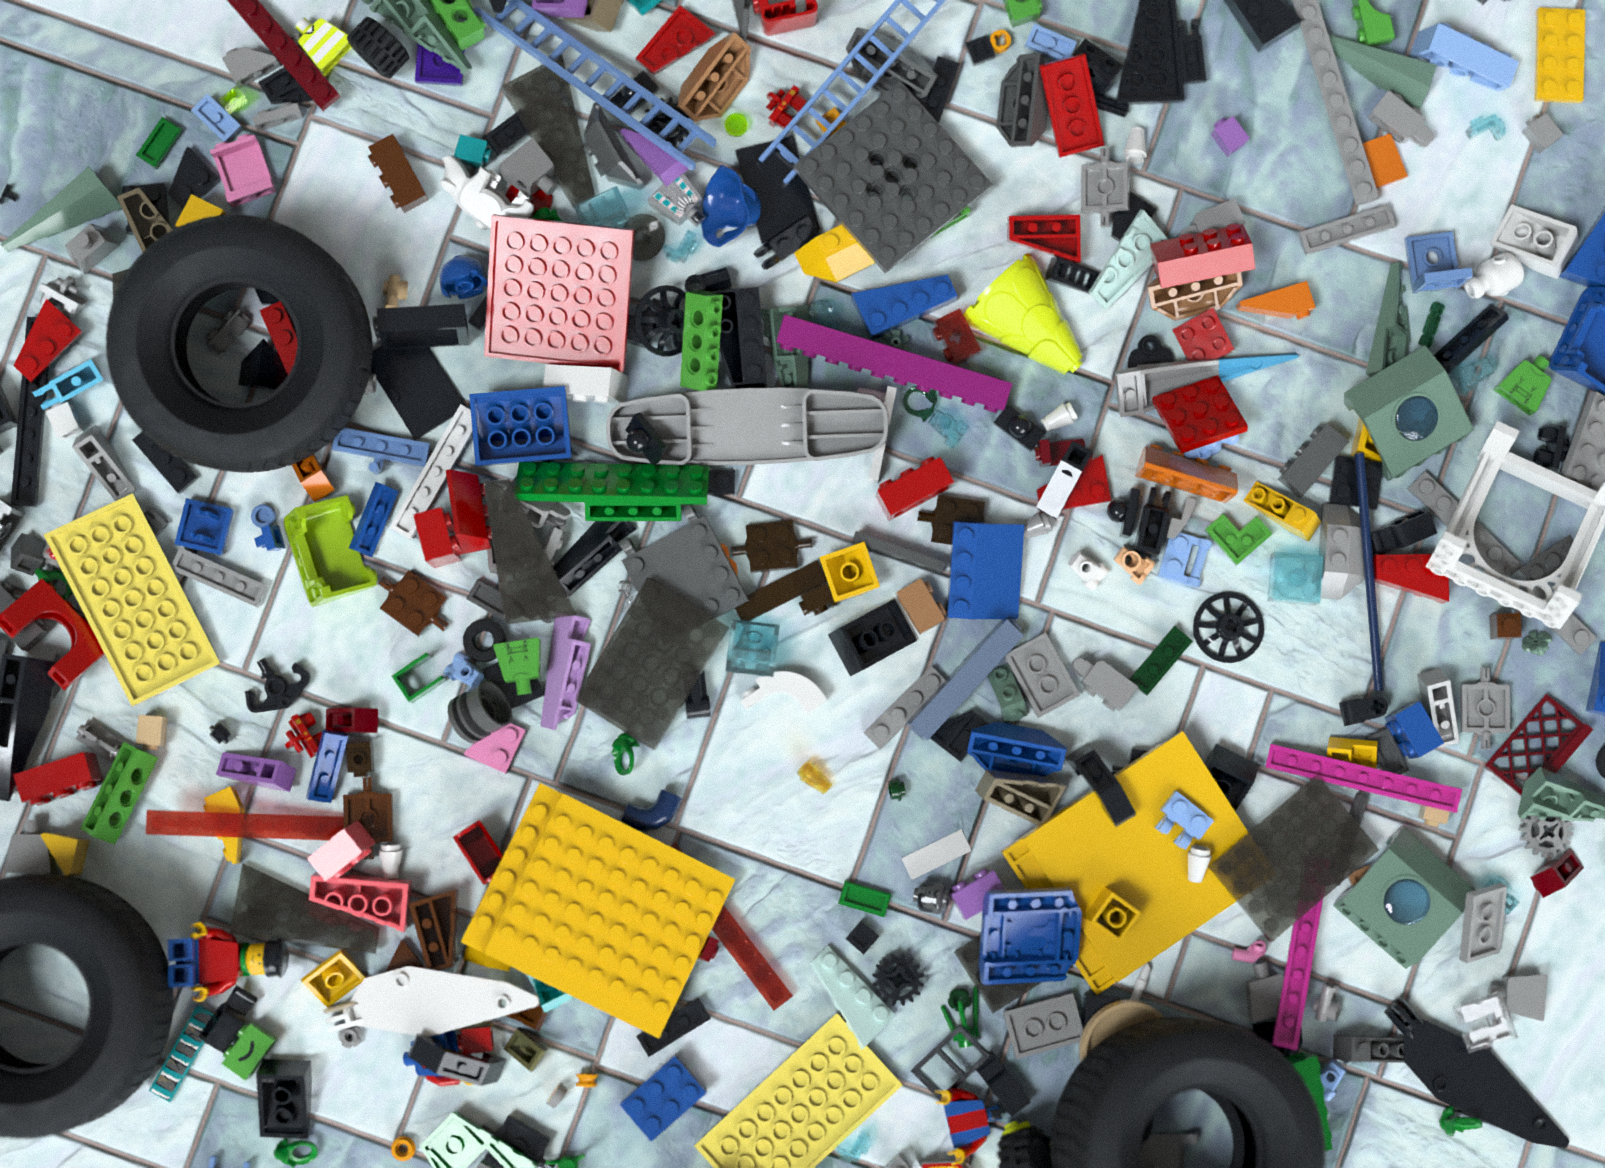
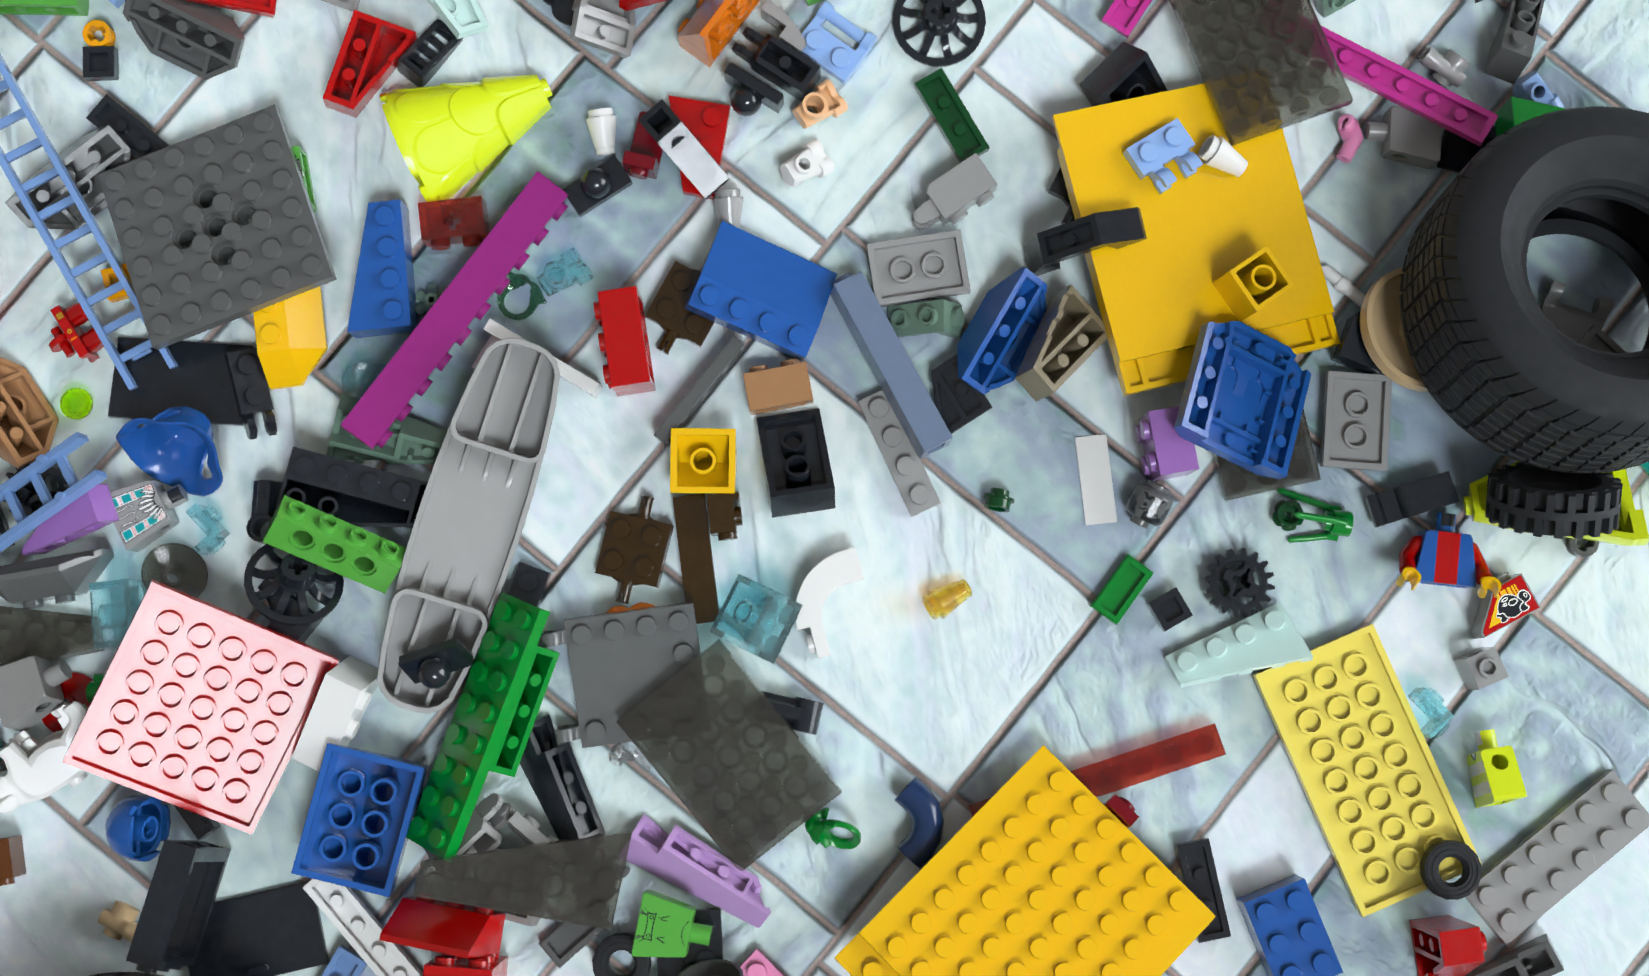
camera: 65 degrees left, 0 degrees up
(938, 1049) = (1344, 563): black window -> none

